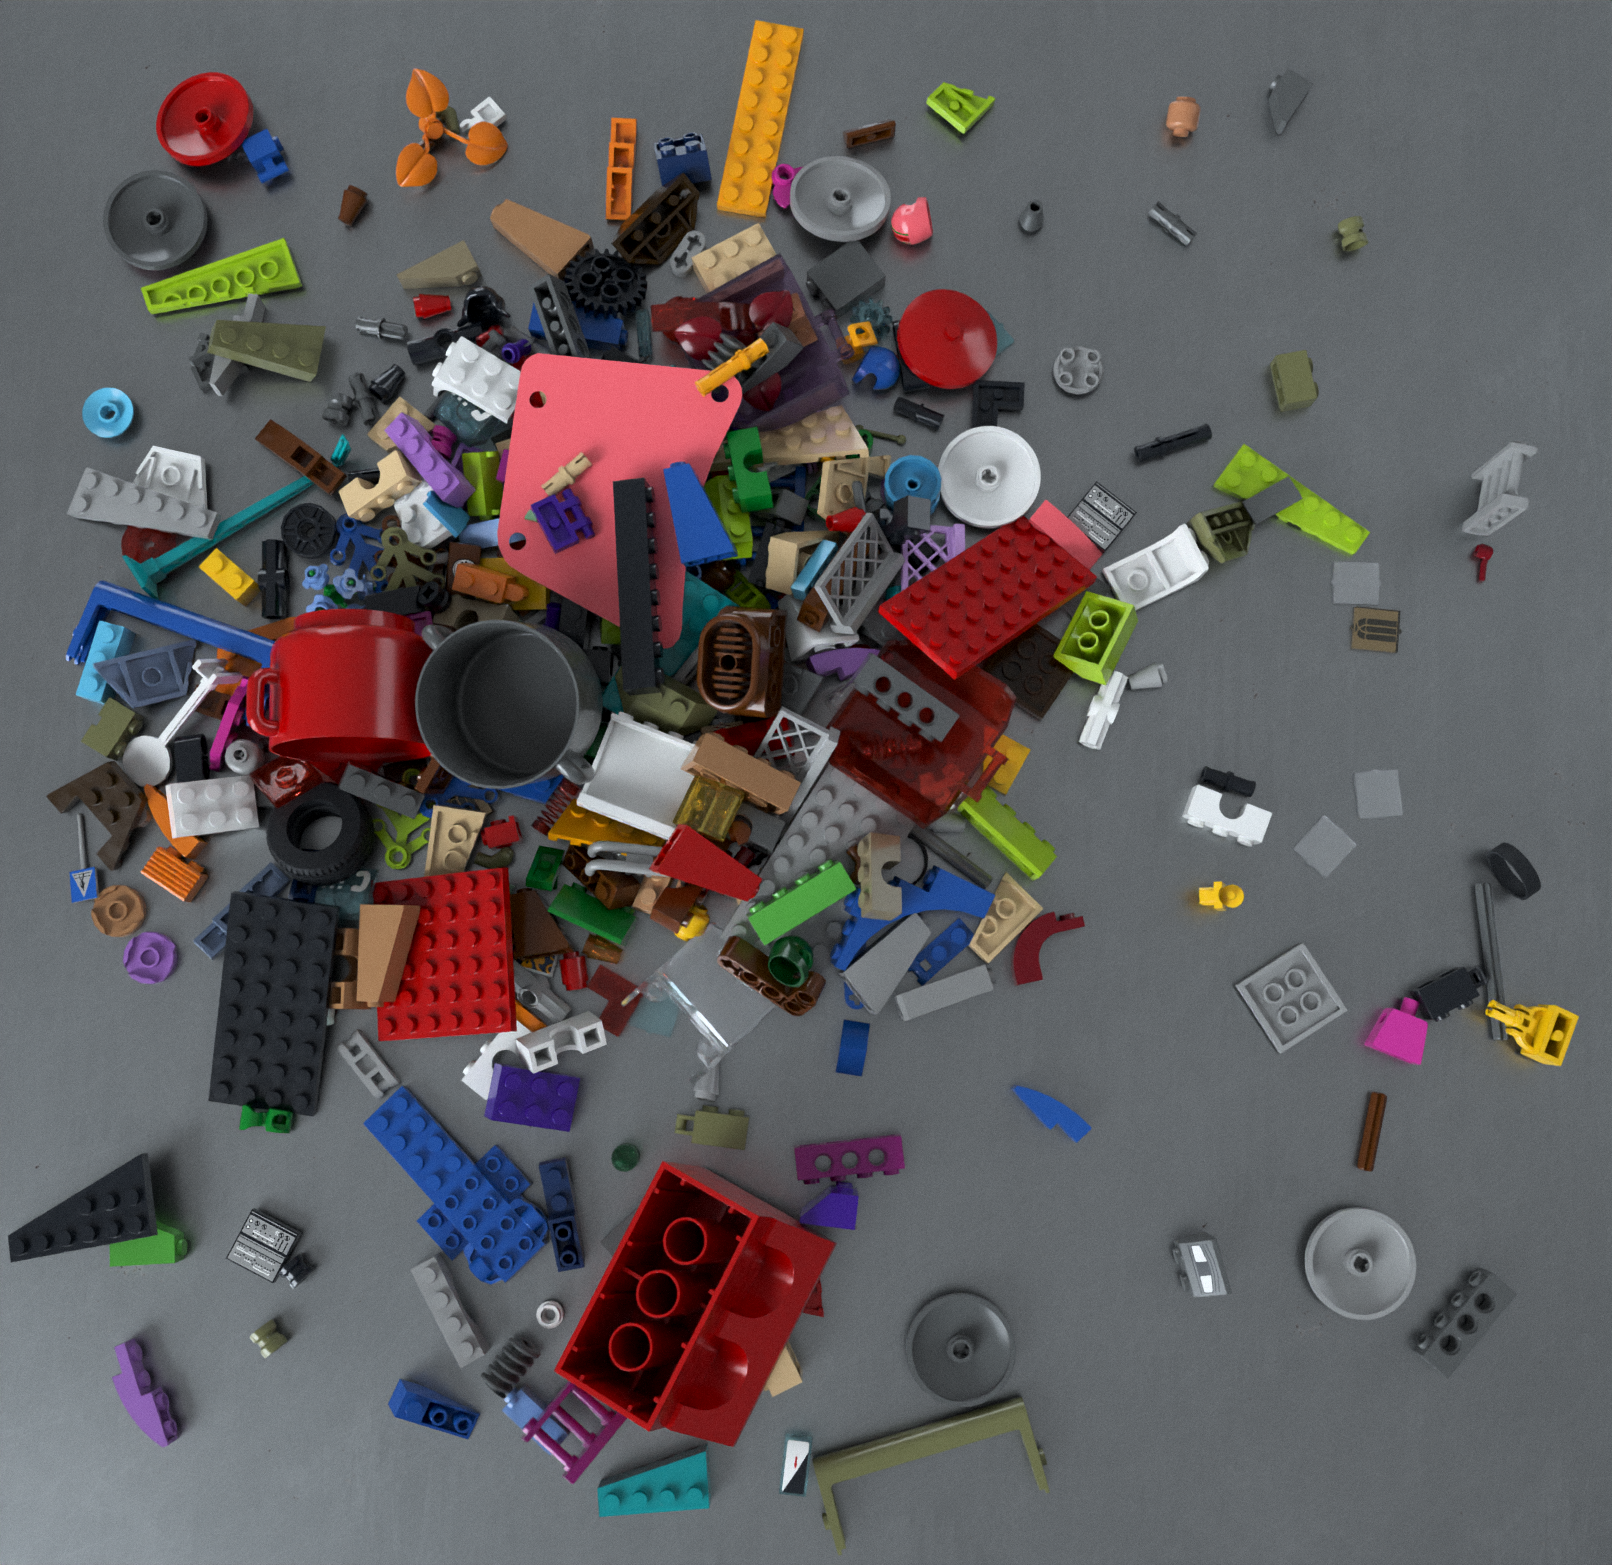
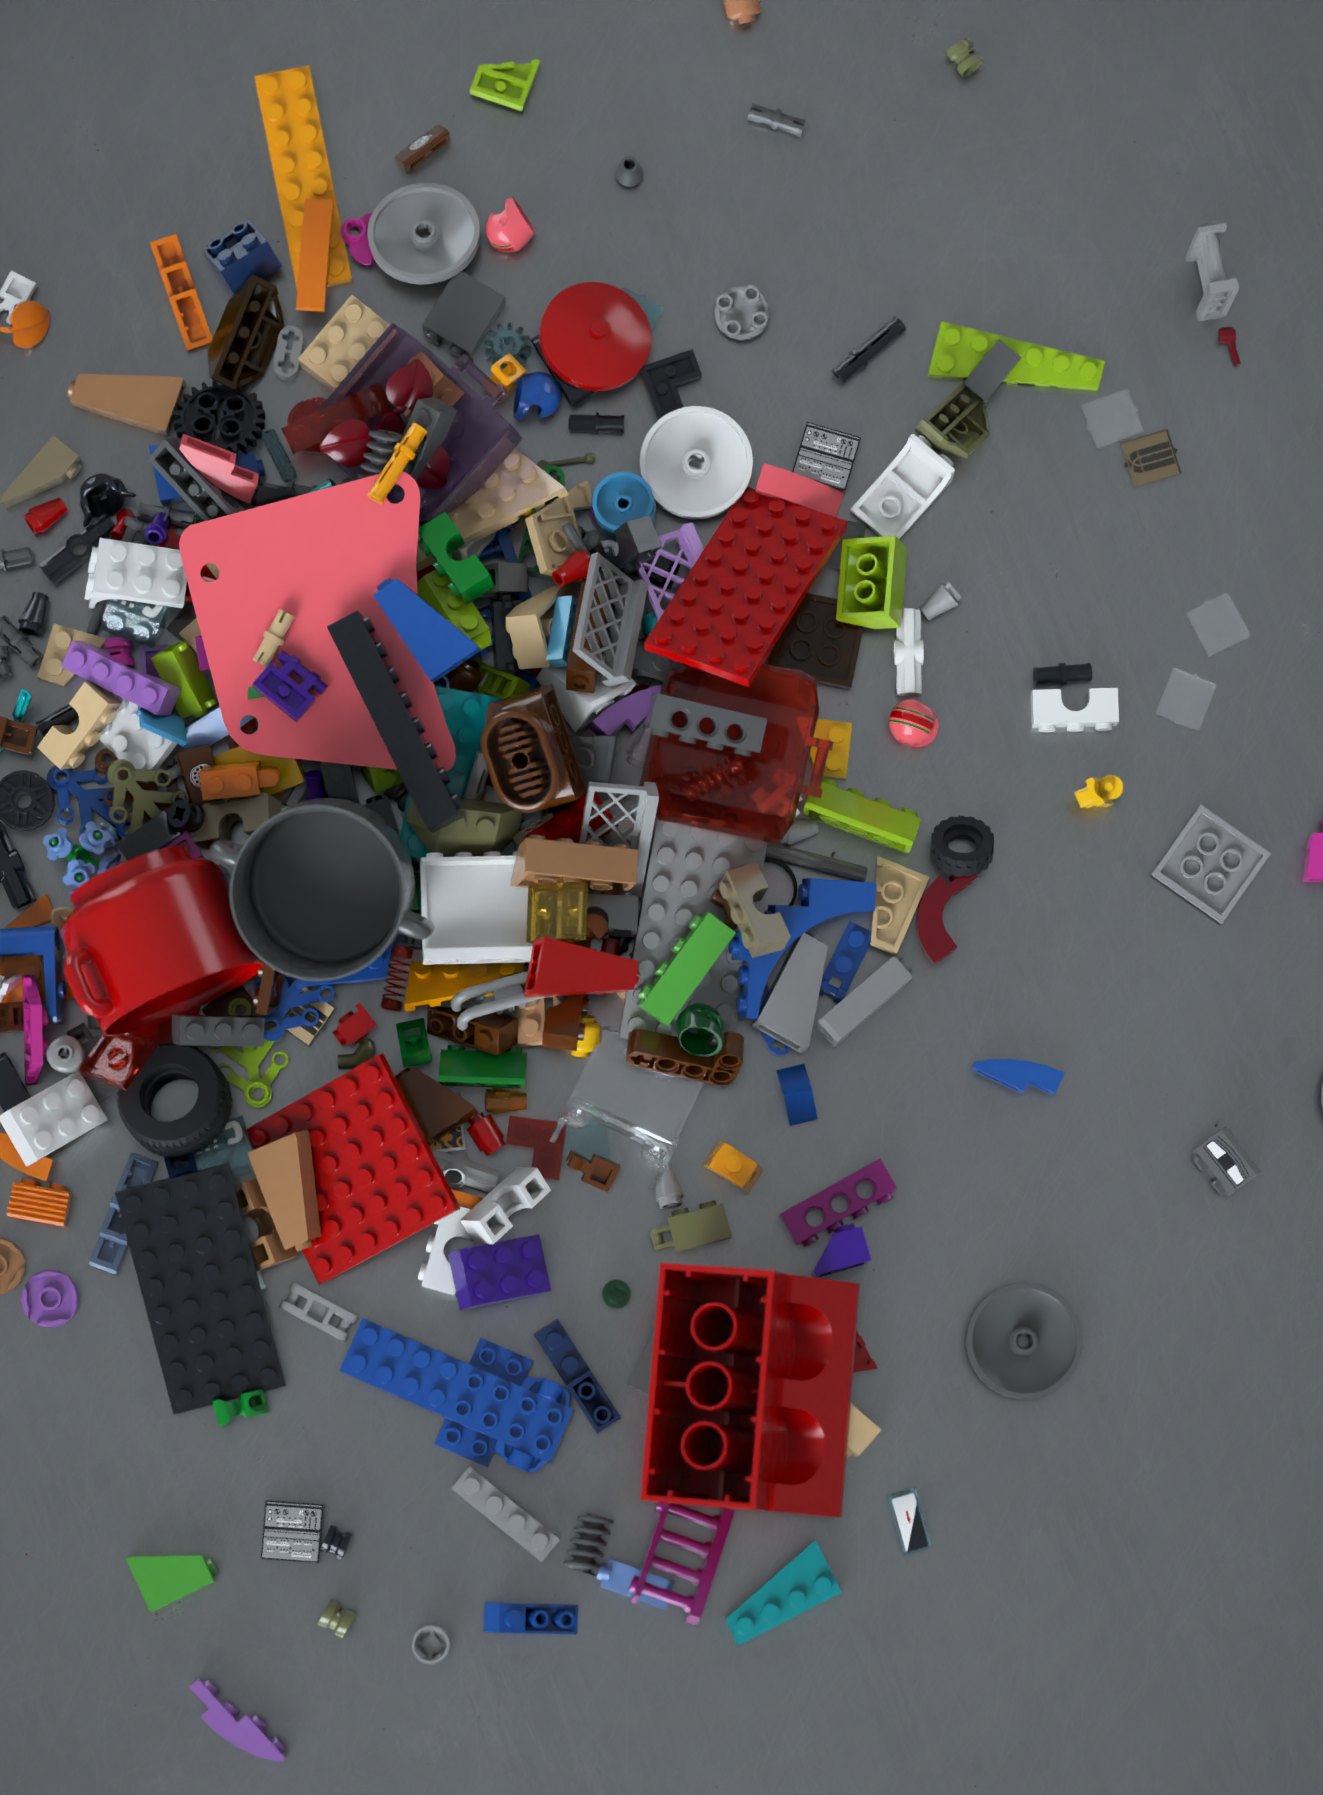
camera: 25 degrees left, 0 degrees up
(102, 1214) = (122, 1562): black wing -> none
(337, 1397) = (431, 1644): none -> light grey wheel
(452, 839) = (307, 1051): tan wing -> none
(546, 1322) = (596, 1479): white plate -> none
(585, 317) = (220, 468): none -> coral slope
(654, 1043) = (596, 1171): none -> reddish brown plate
(741, 179) = (314, 255): none -> orange slope
(771, 1088) = (733, 1166): none -> light orange torso
(920, 1443) = (1022, 1446): olive piece -> none
(1072, 906) = (962, 863): none -> black tyre
(1082, 771) = (913, 723): none -> coral helmet
(1294, 380) = (966, 235): olive brick -> none

